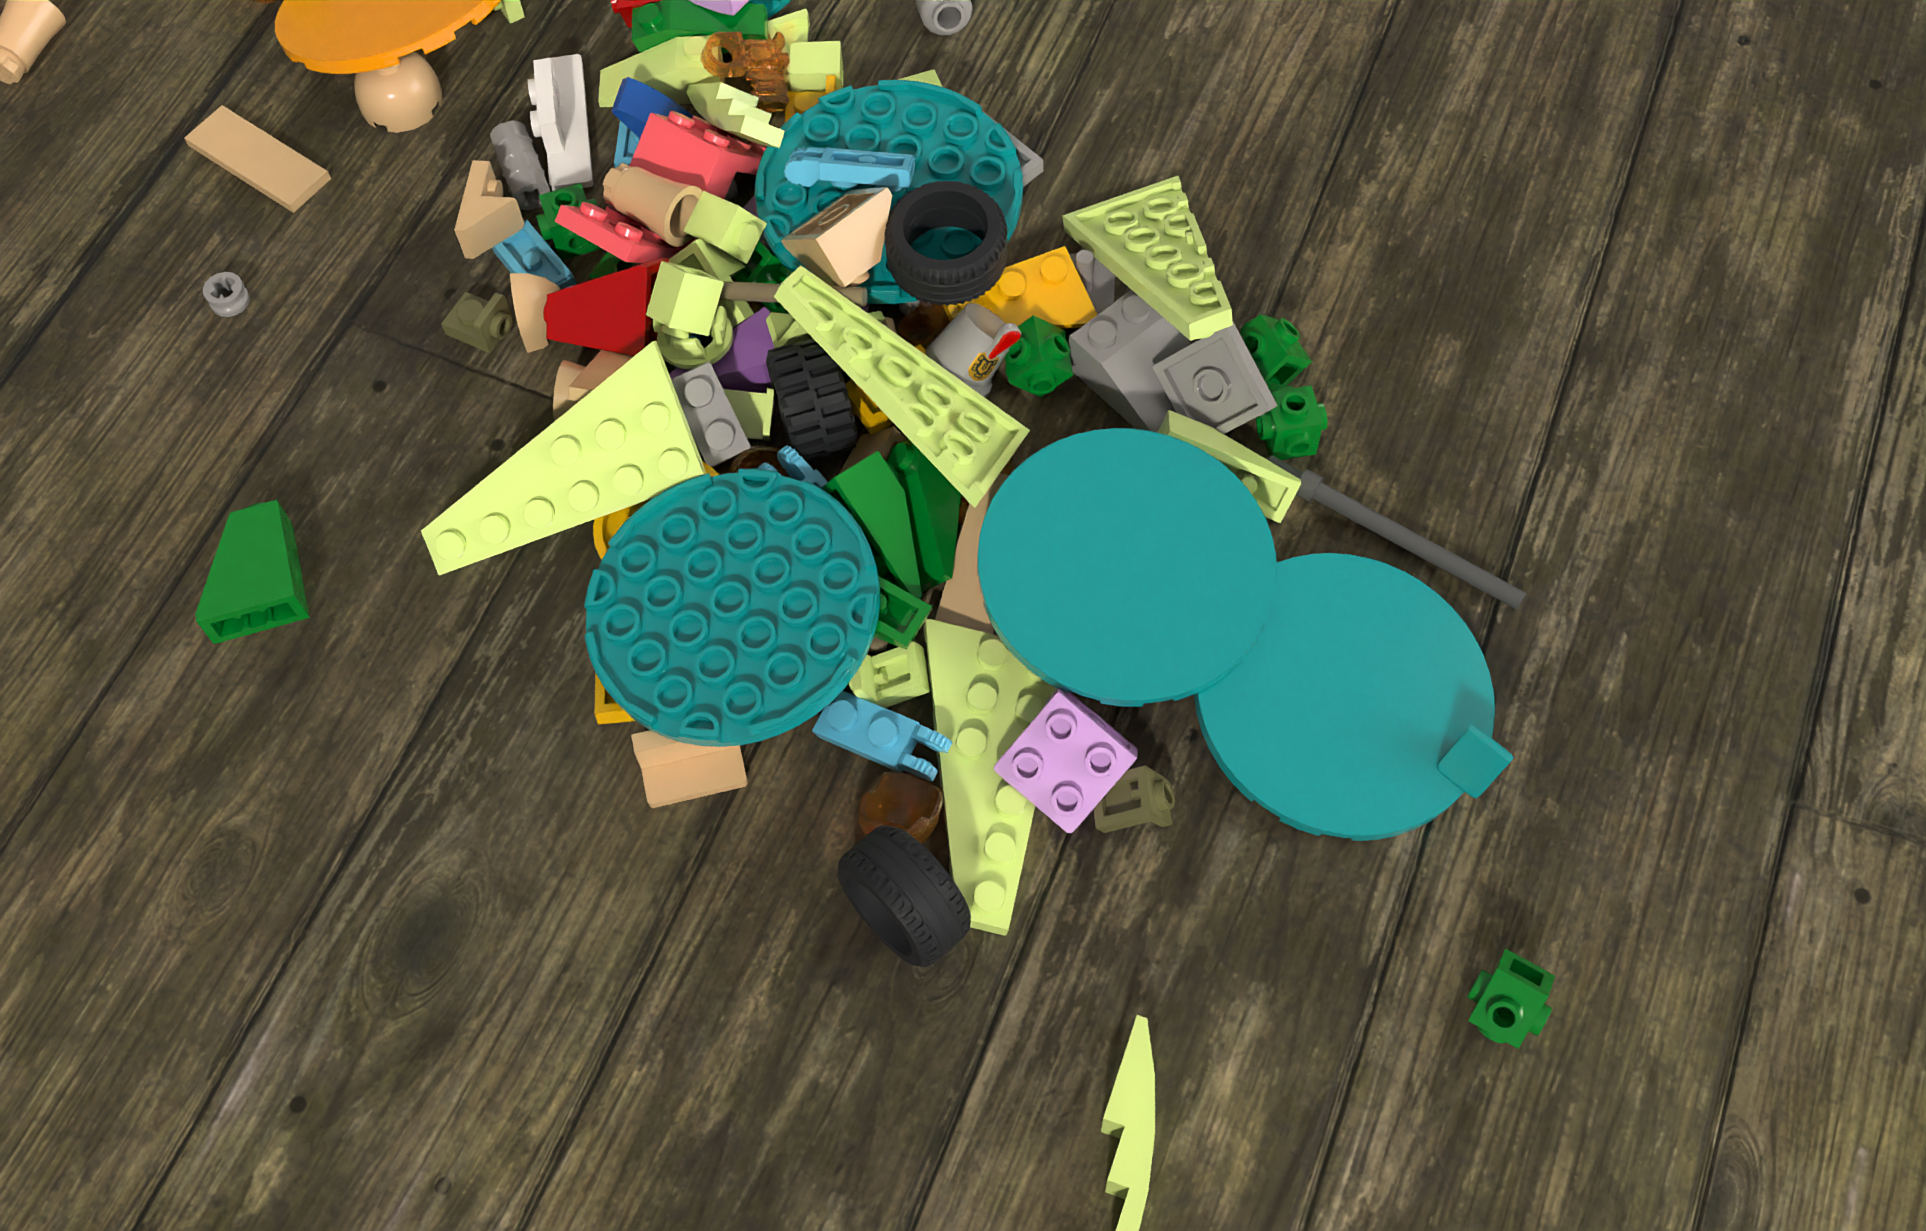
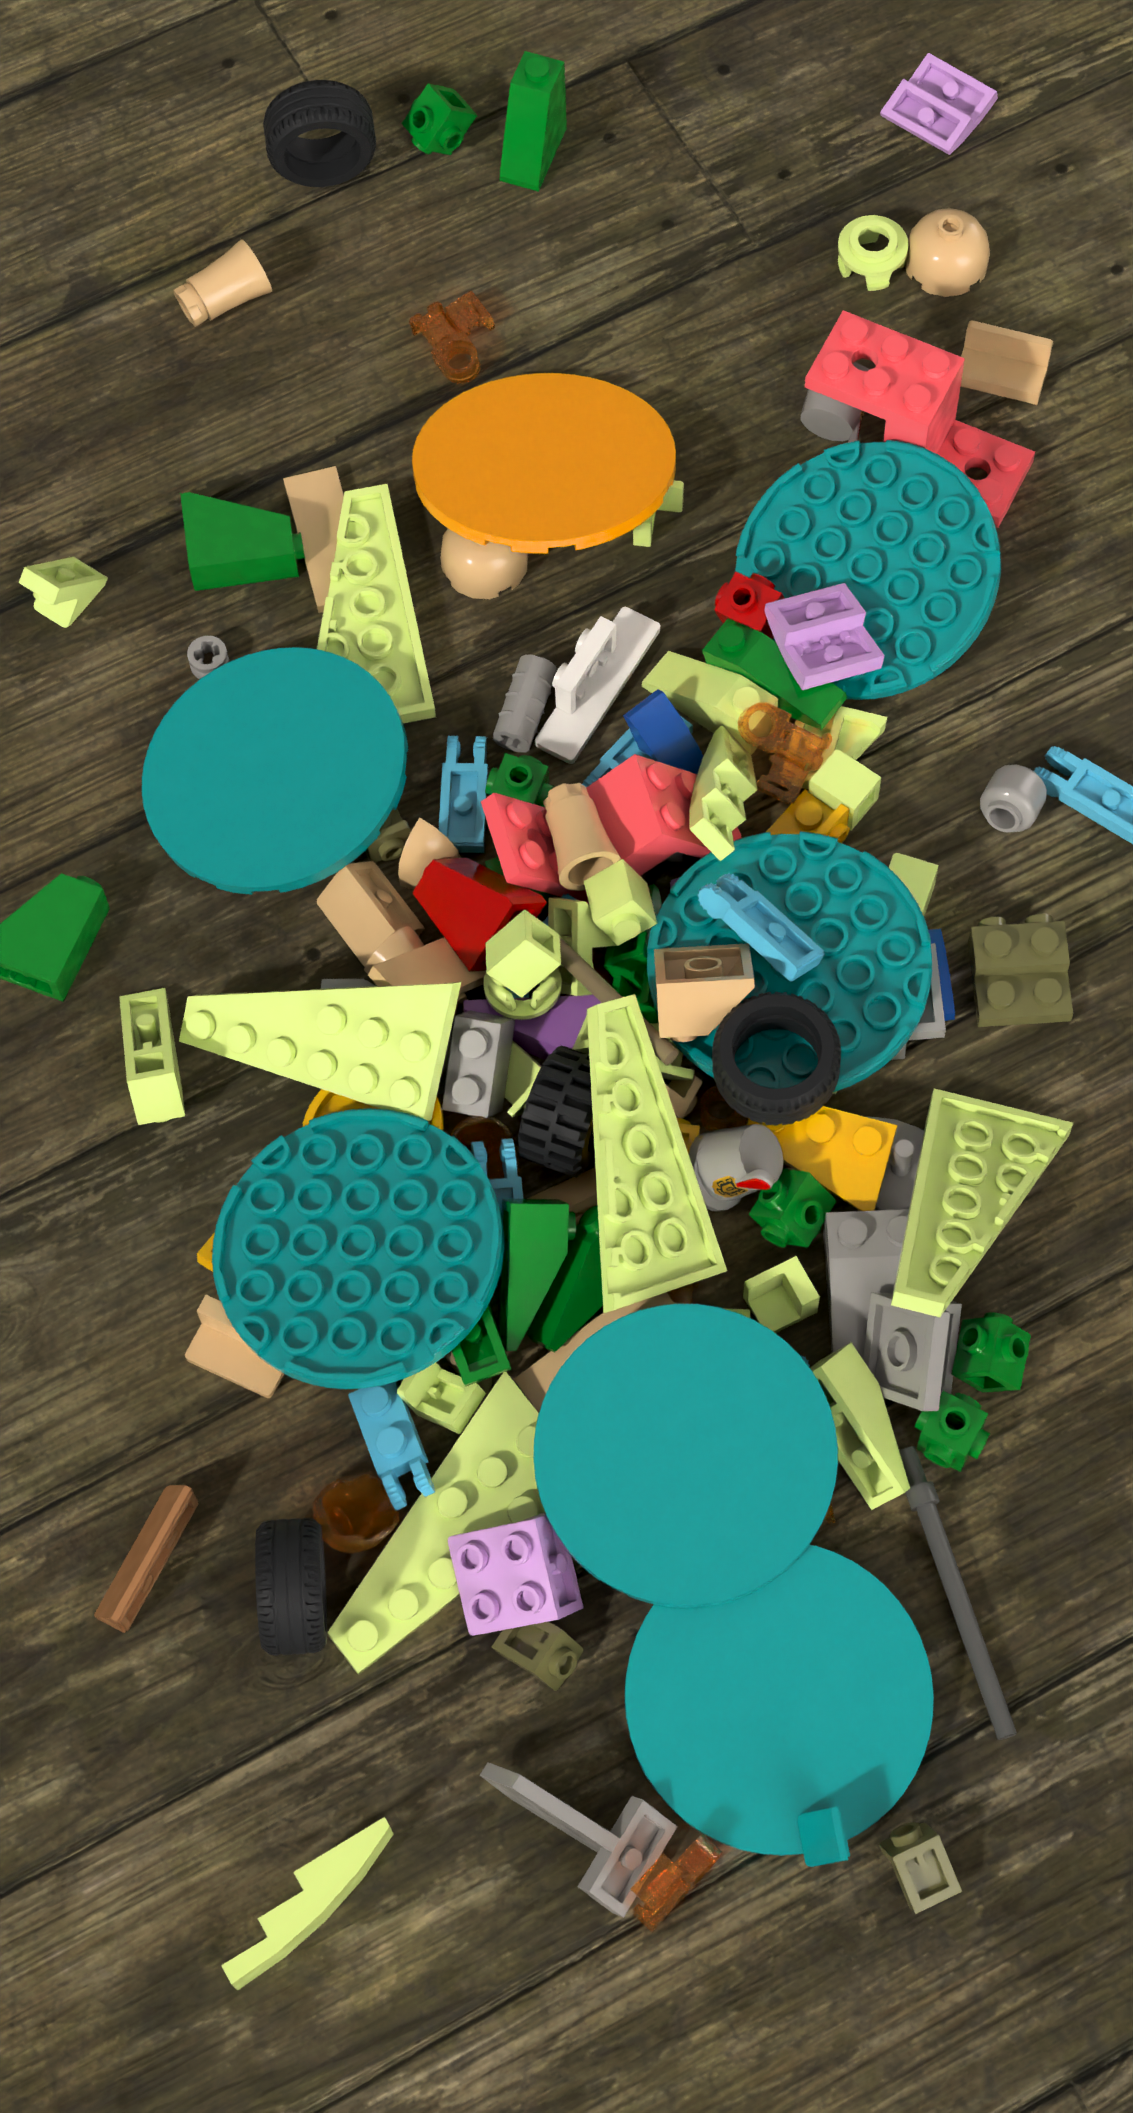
camera: 40 degrees right, 5 degrees up
(54, 320) = (62, 588): none -> yellowish green slope
(182, 198) = (237, 543): none -> green slope
(353, 330) = (274, 770): none -> teal tile
(355, 201) = (371, 605): none -> yellowish green wing
(427, 600) = (151, 1057): none -> yellowish green slope
(484, 213) = (445, 740): tan slope -> none
(513, 383) = (365, 908): none -> tan panel
(751, 979) = (147, 1557): none -> medium nougat slope
(1049, 107) = (1020, 971): none -> olive plate
(1083, 411) = (781, 1295): none -> yellowish green panel
(1339, 895) = (621, 1853): none -> light grey piece
(1397, 886) = (669, 1882): none -> clear orange piece
(1511, 1000) = (666, 2045): green brick -> none
(1554, 731) = (920, 1865): none -> olive bracket

